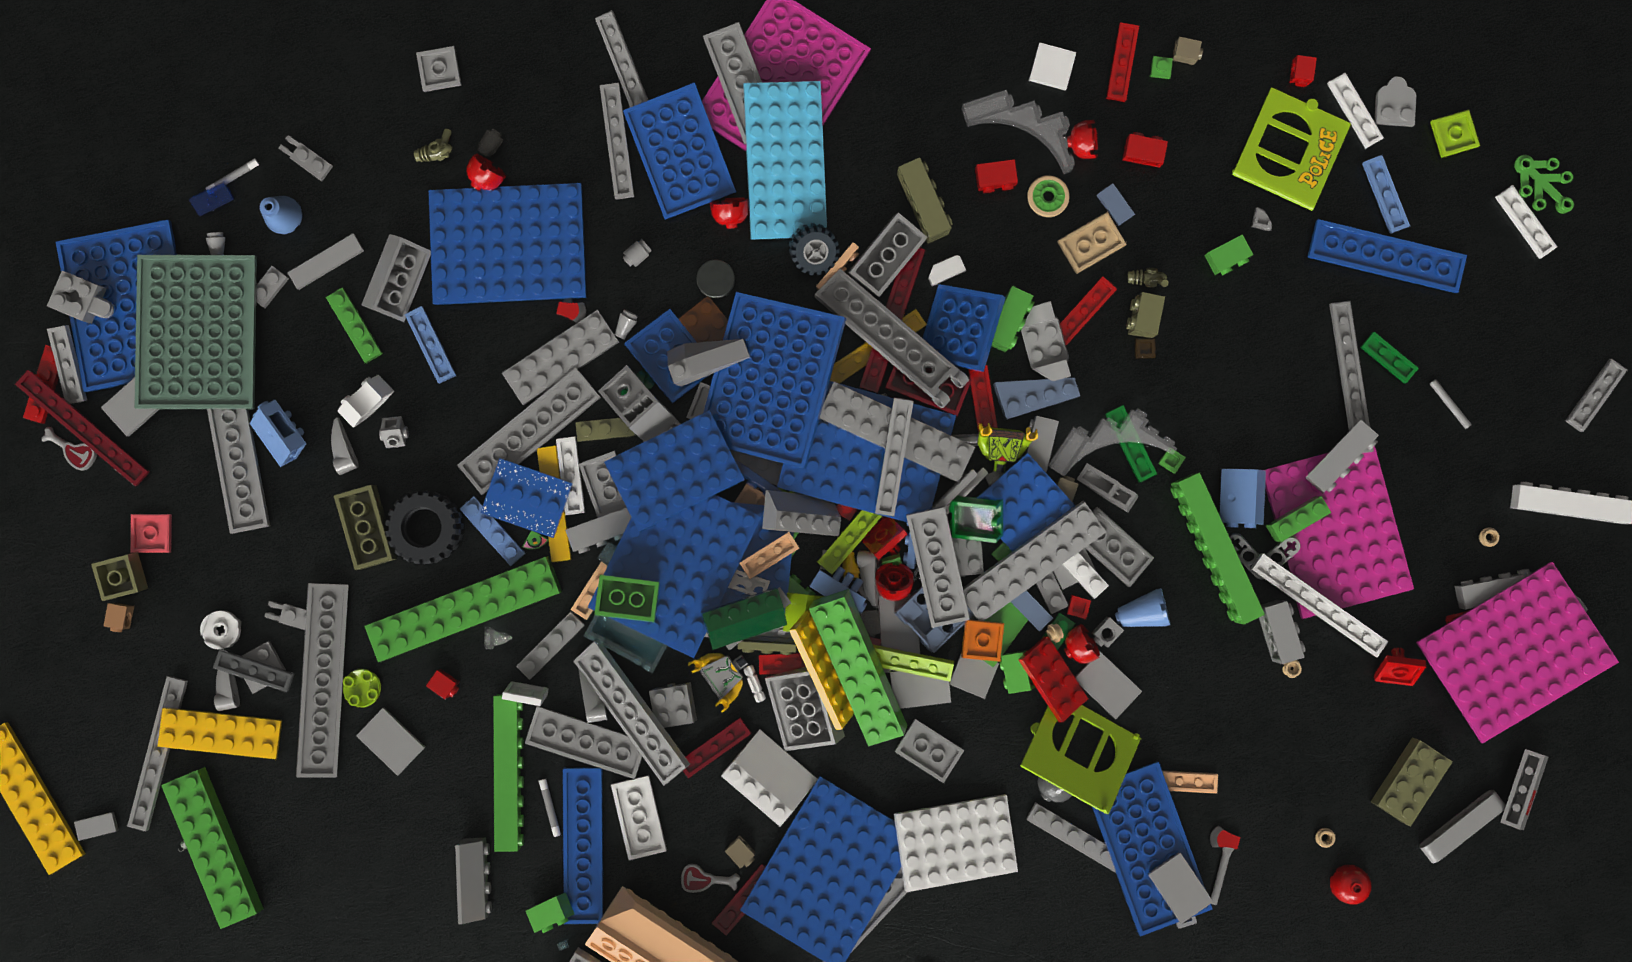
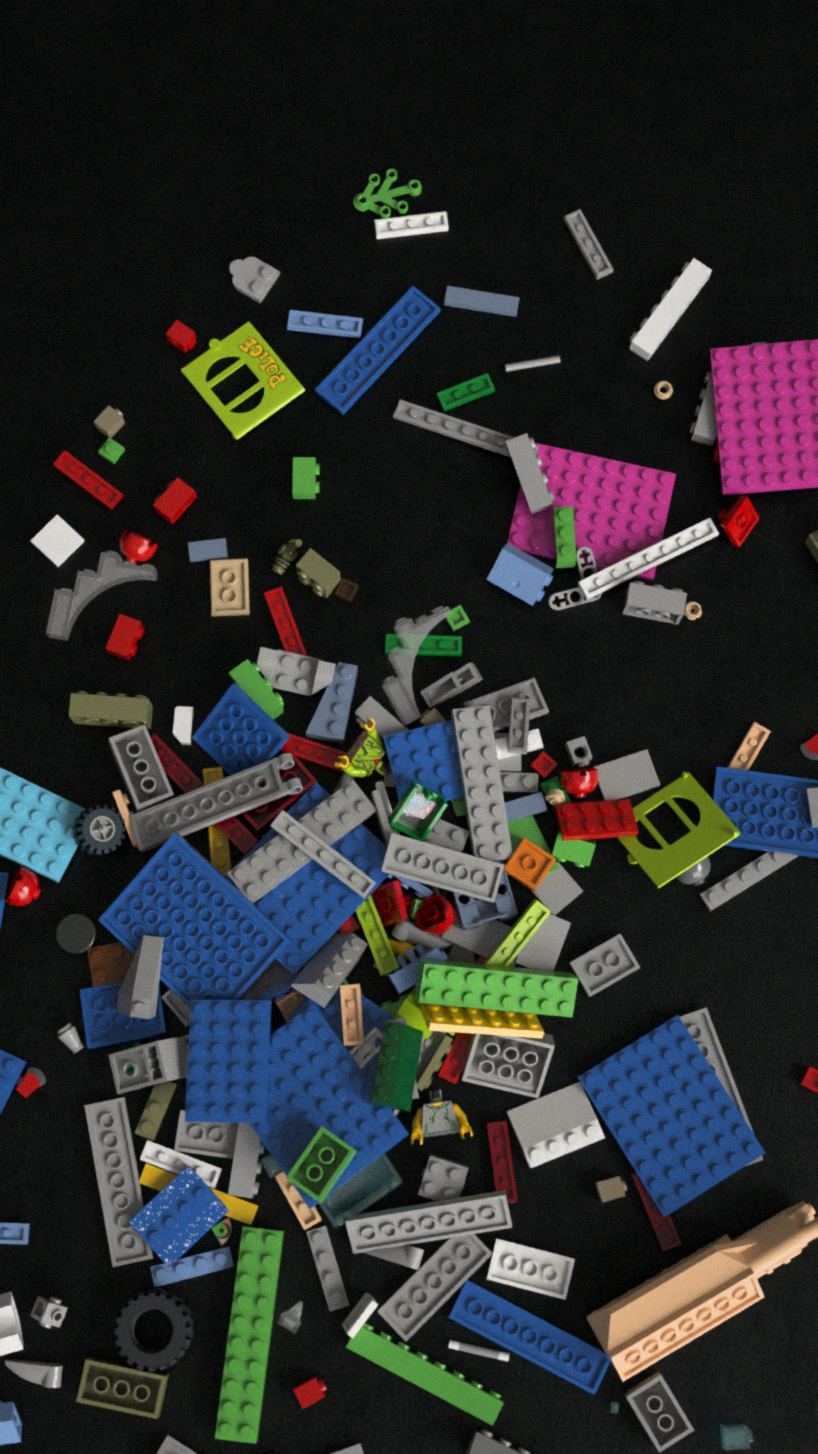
camera: 65 degrees left, 10 degrees down
(550, 912) = (577, 1402): bright green brick -> none
(559, 357) = (67, 1116): light grey plate -> none
(636, 253) = (12, 993): light grey brick -> none
(696, 880) = (616, 1245): light grey piece -> none
(754, 683) = (462, 1093): white axle -> none
(955, 842) = (700, 985): white plate -> none
(1039, 204) = (170, 614): wheel -> none
(1102, 567) = (519, 726): none -> light grey tile
(1144, 611) = (577, 709): medium blue cone -> none
(1217, 549) = (554, 619): bright green brick -> none
(1261, 220) = (290, 436): light grey tile -> none
(1355, 110) = (240, 312): white tile -> none
(1455, 133) = (305, 243): lime plate -> none
(1486, 326) = (481, 301): none -> sand blue tile

